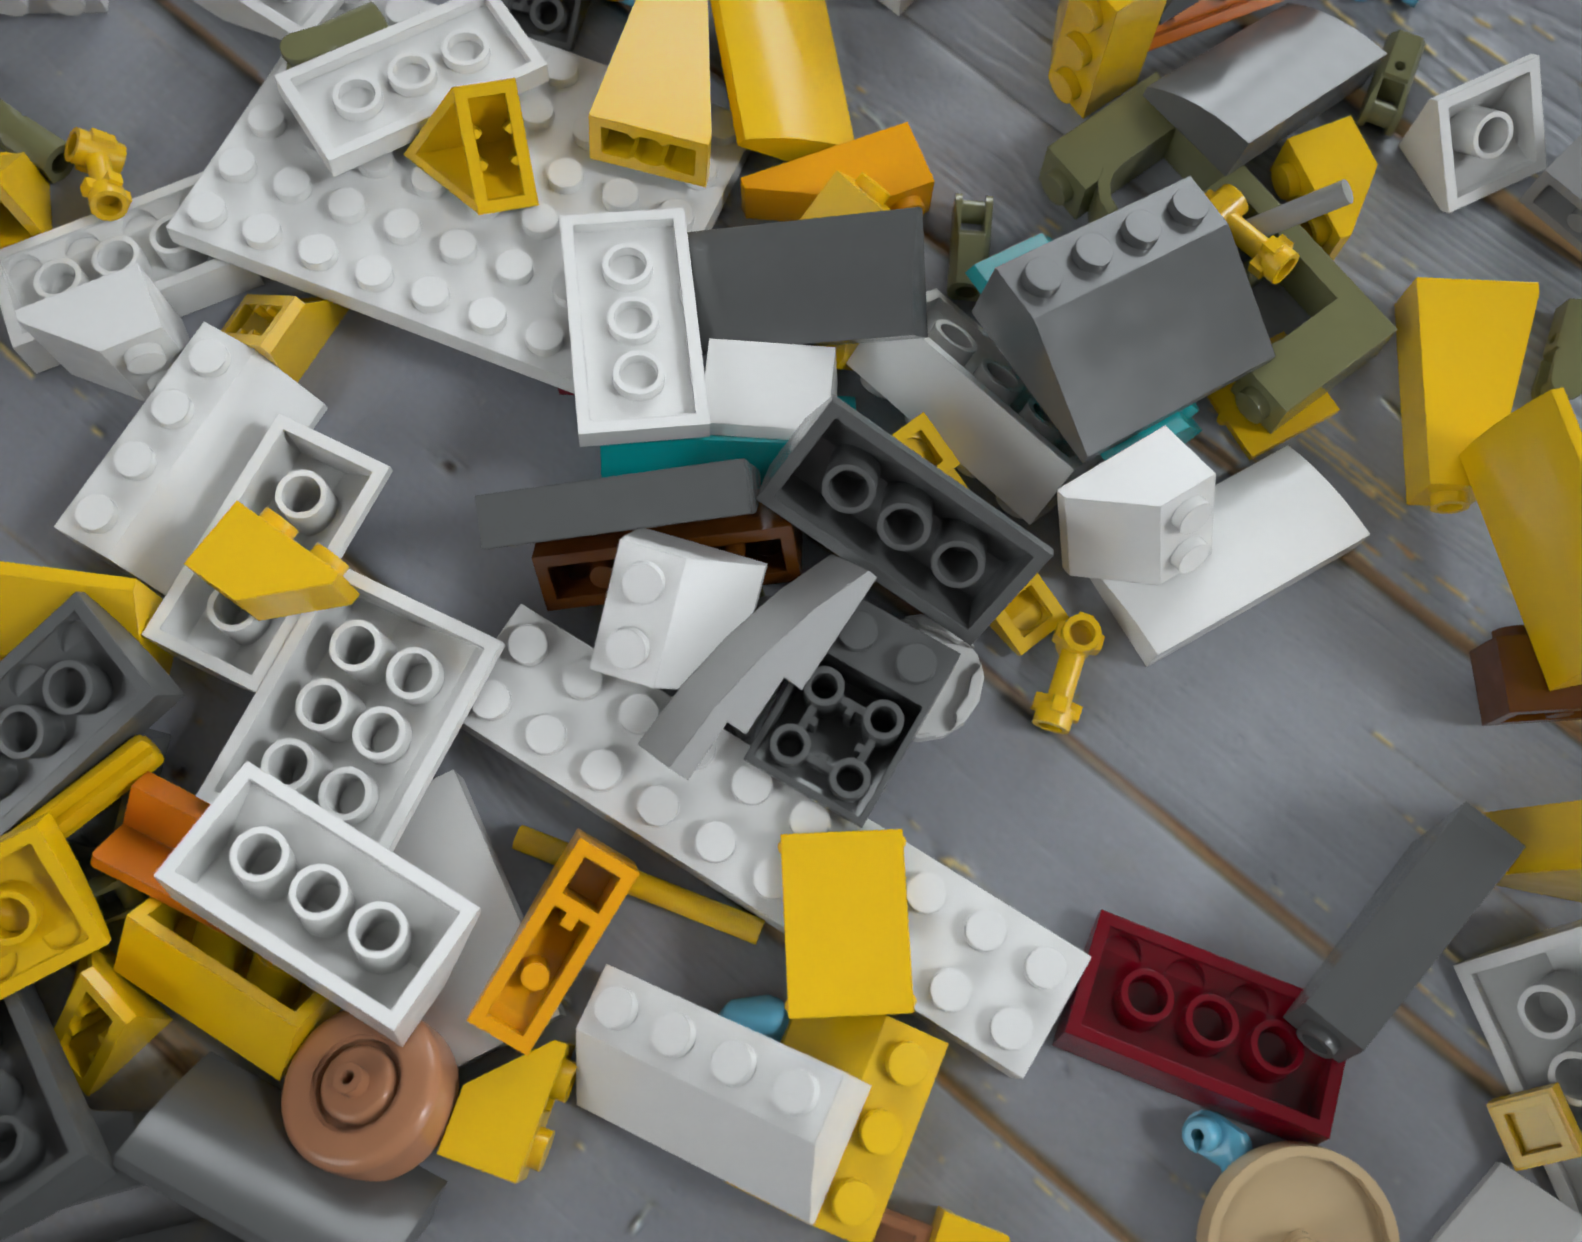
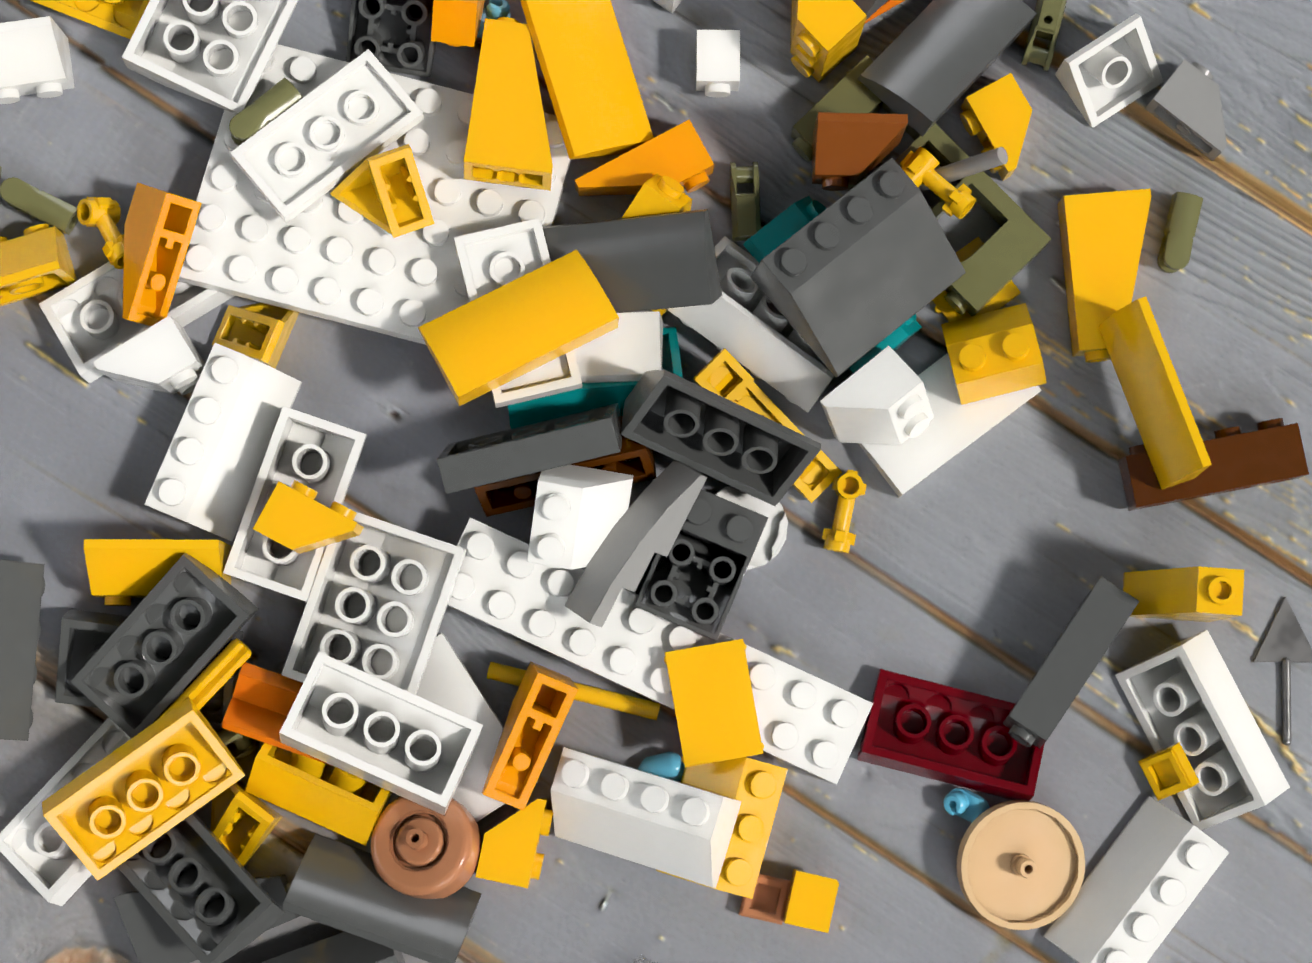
camera: 10 degrees left, 10 degrees up
(147, 188) = (154, 251): none -> light orange slope
(631, 337) = (519, 327): none -> yellow slope
(953, 66) = (717, 62): none -> white brick
(1136, 148) = (852, 145): none -> dark orange slope
(1310, 476) = (994, 353): none -> yellow slope

